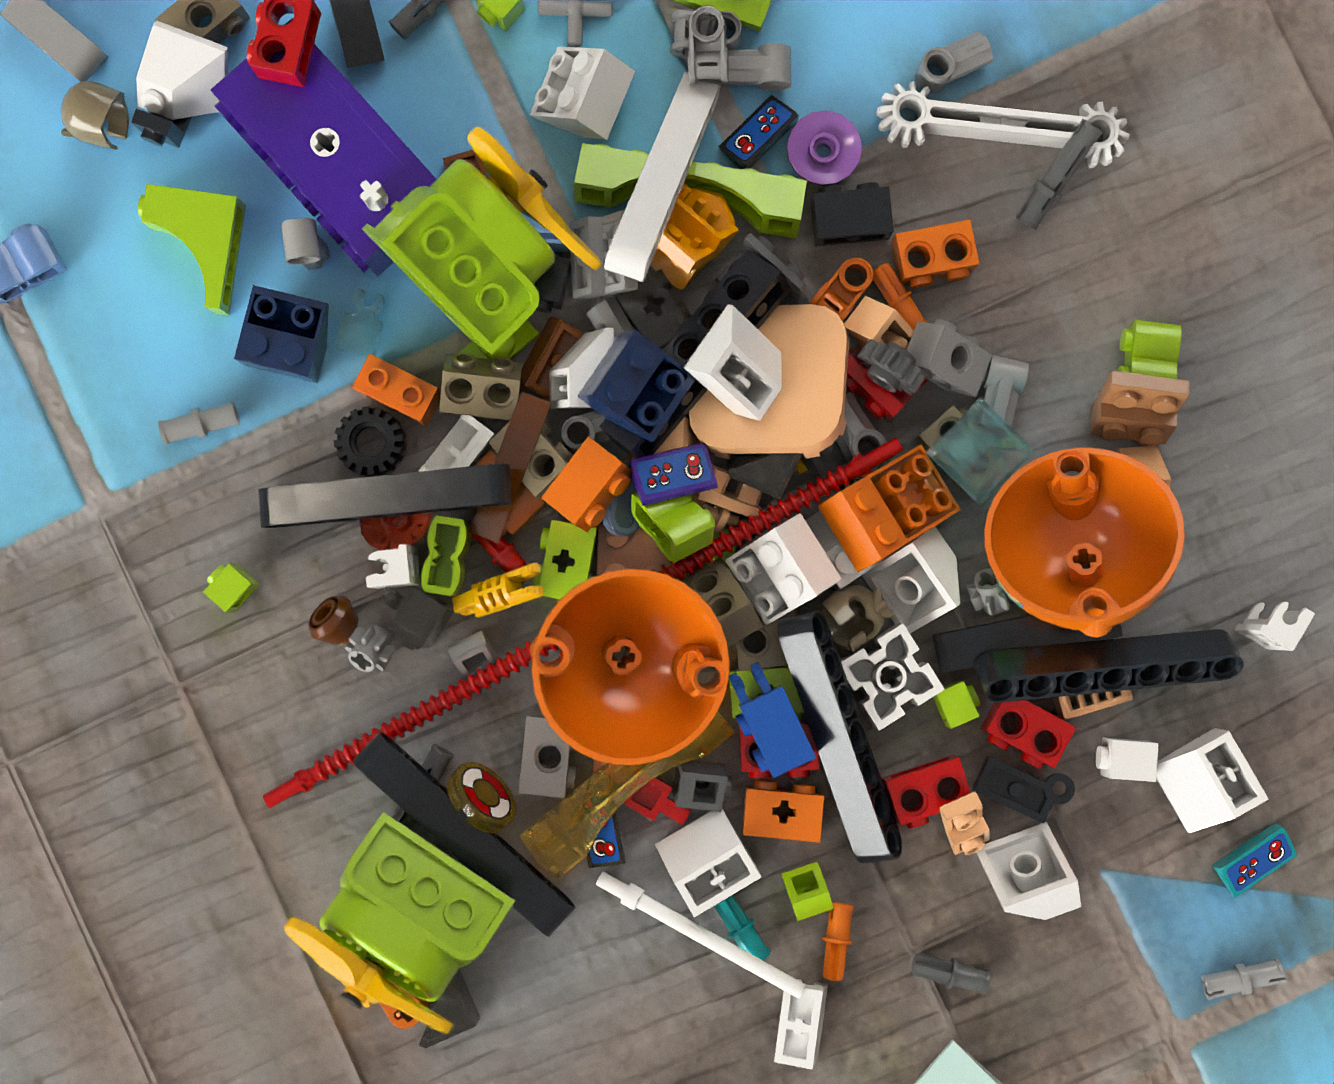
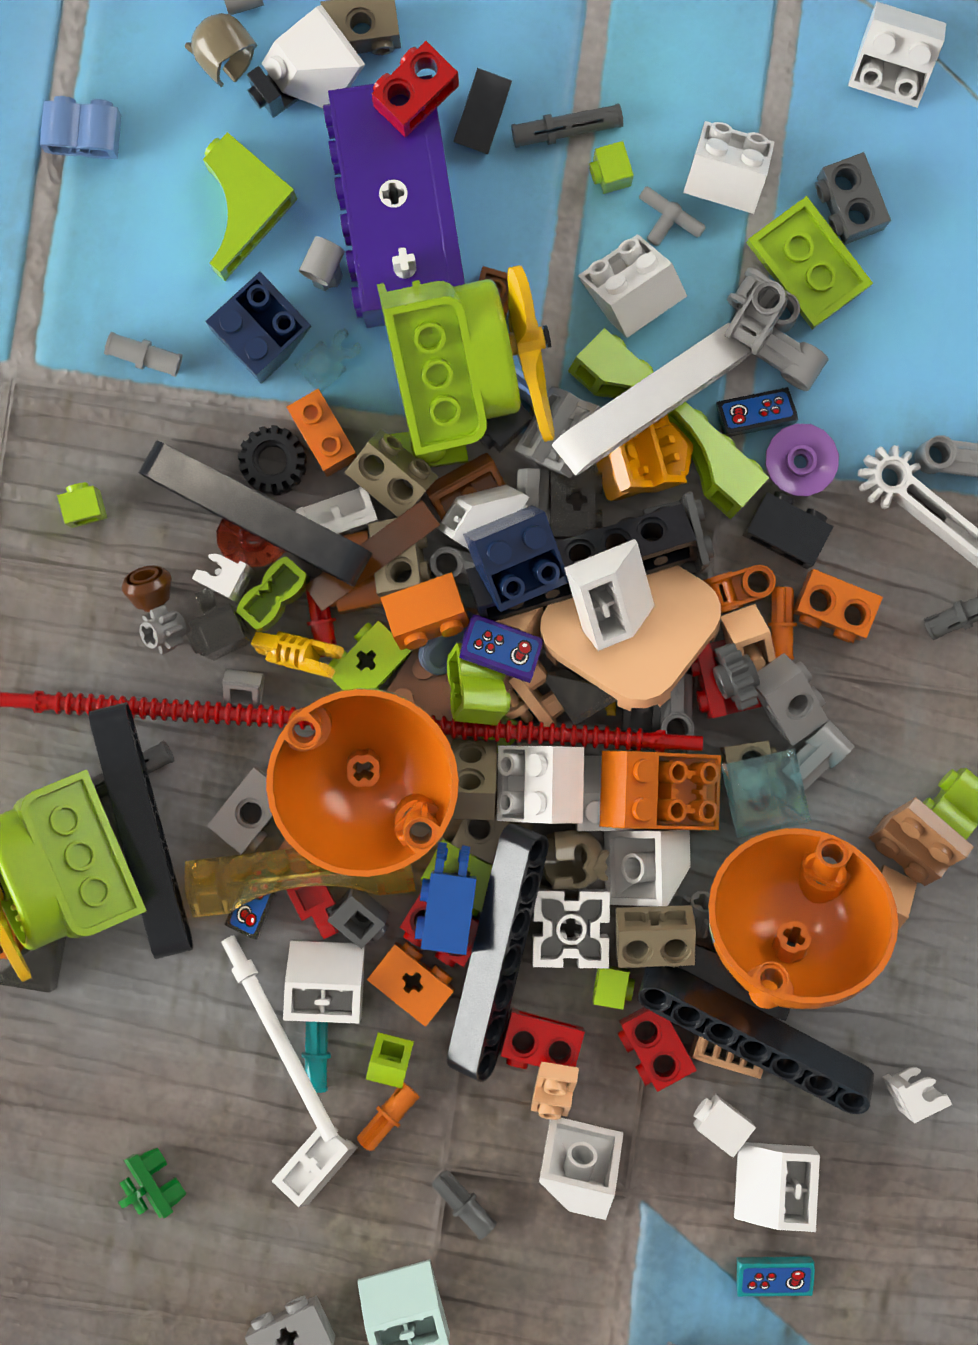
camera: 30 degrees right, 0 degrees up
(481, 796) = (174, 809): clear yellow tile -> none
(967, 635) = (655, 936): none -> dark tan brick
(1020, 789) = (618, 1091): black hinge -> none

